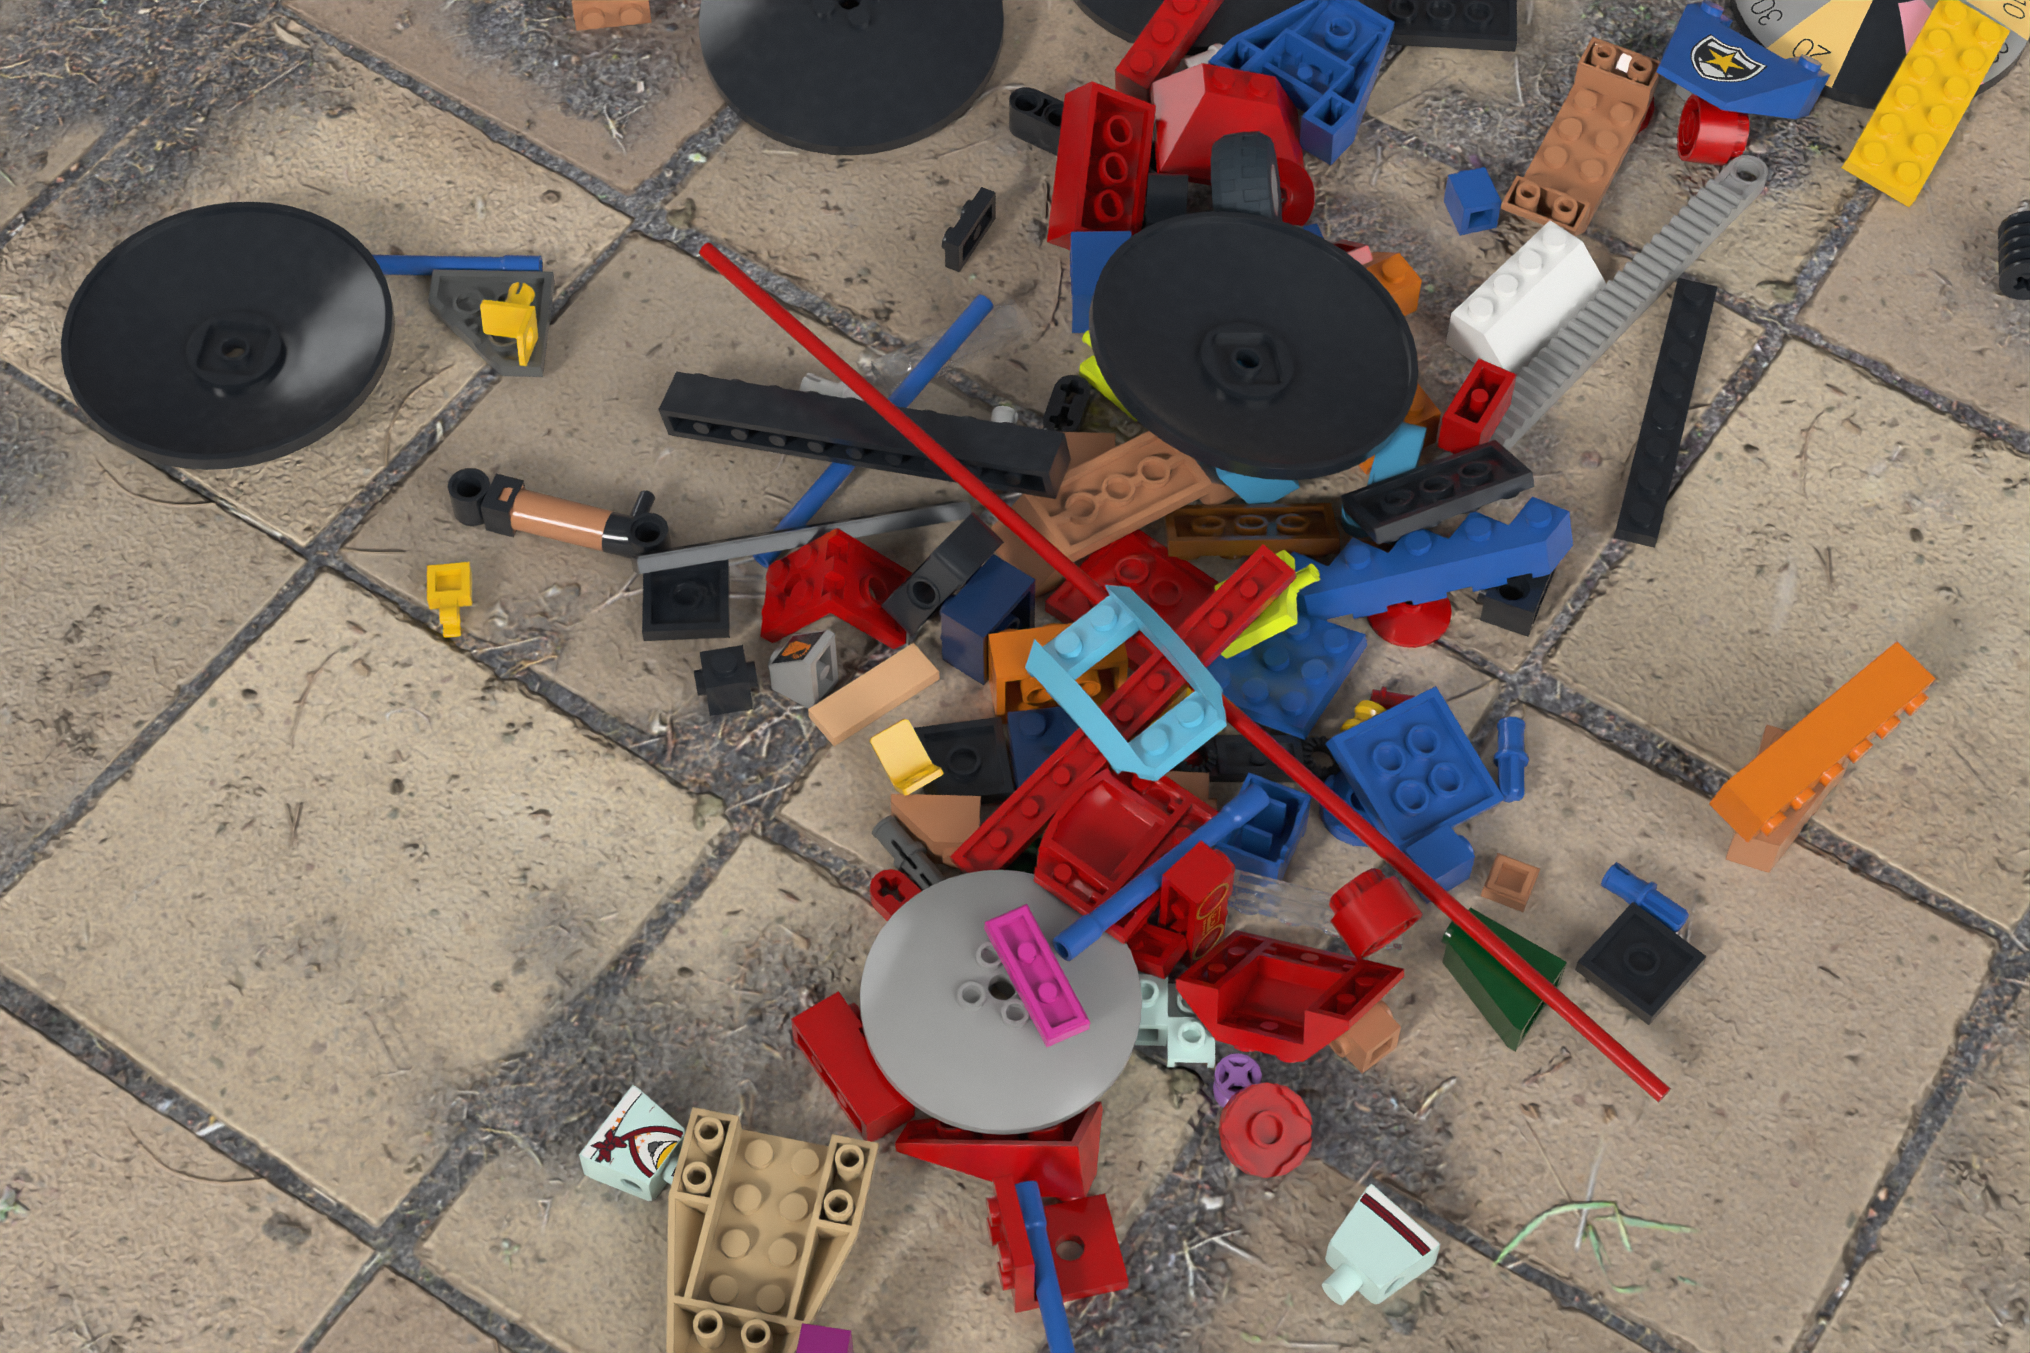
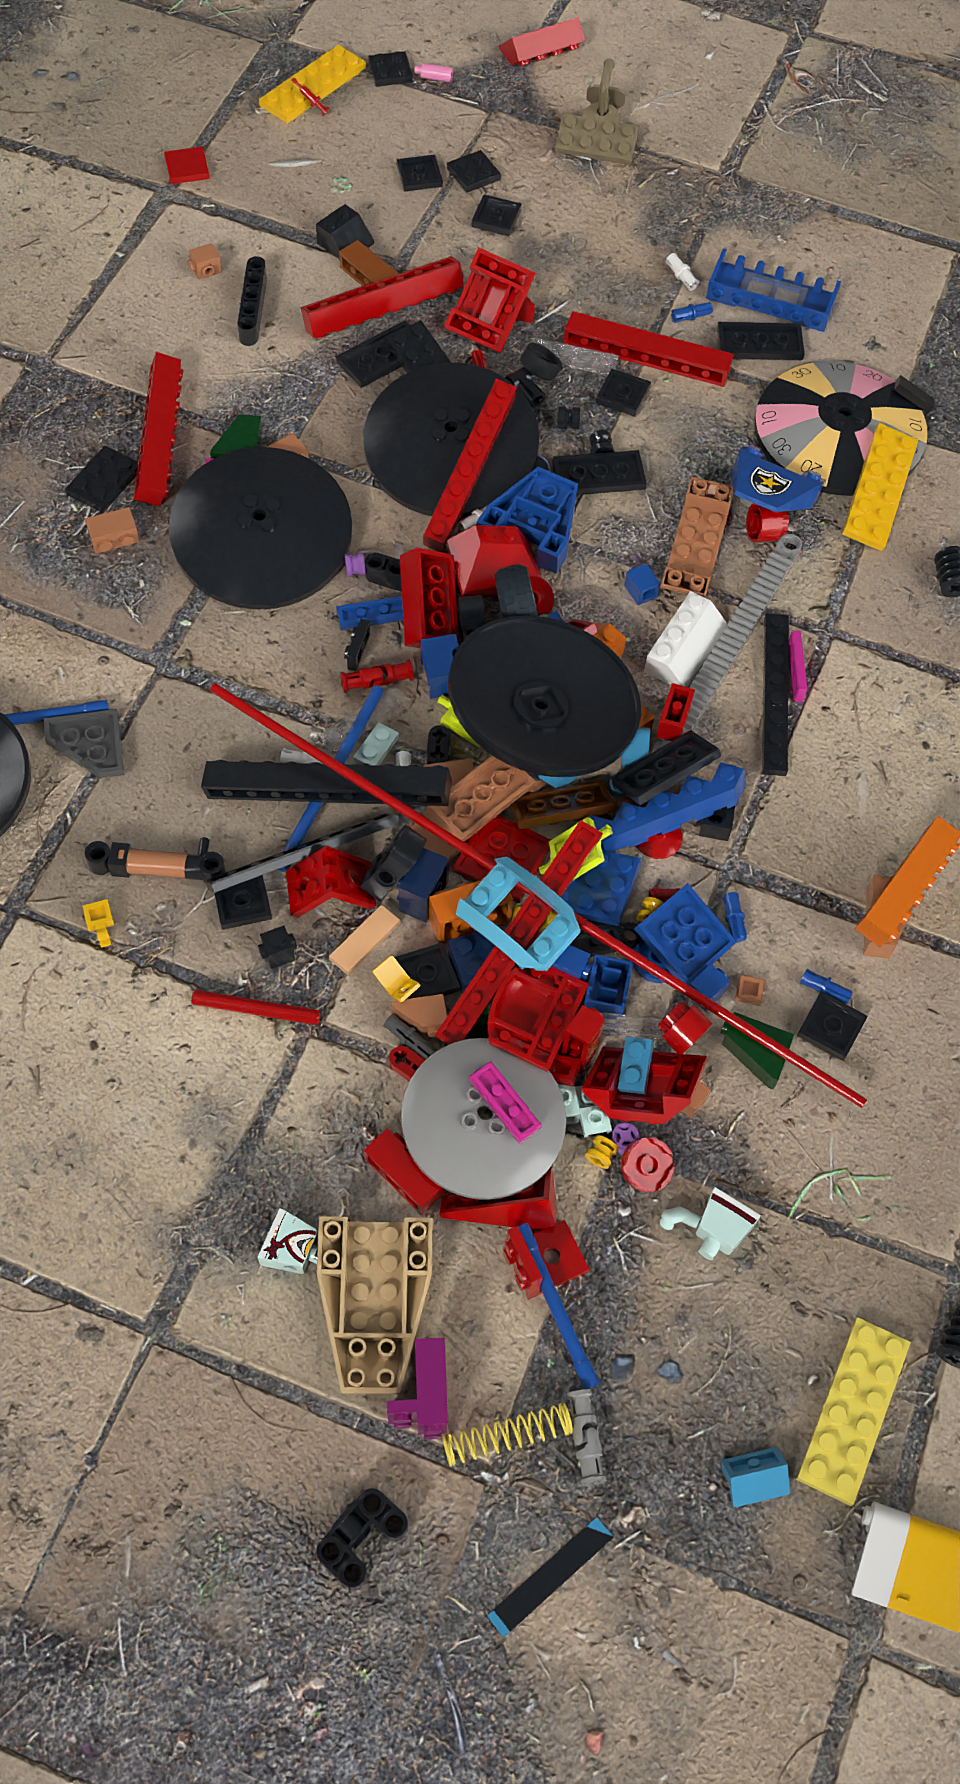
camera: 15 degrees left, 5 degrees up
(513, 319) = (100, 743): yellow bracket -> none
(671, 770) = (256, 1007): none -> red axle
(805, 667) = (322, 931): light grey slope -> none
(967, 390) = (376, 745): none -> light aqua plate
(973, 281) = (369, 677): none -> red piece
(993, 103) = (355, 564): none -> medium lavender wheel
(1011, 181) = (375, 611): none -> blue plate
(1092, 925) = (530, 1065): blue piece -> none
(1192, 1096) = (601, 1152): none -> yellow wheel
(1207, 777) = (574, 962): none -> blue brick
(1278, 963) = (635, 1065): none -> dark azure plate
(1300, 1221) = (677, 1215): none -> light aqua arm
(1712, 371) = (797, 666): none -> dark pink tile

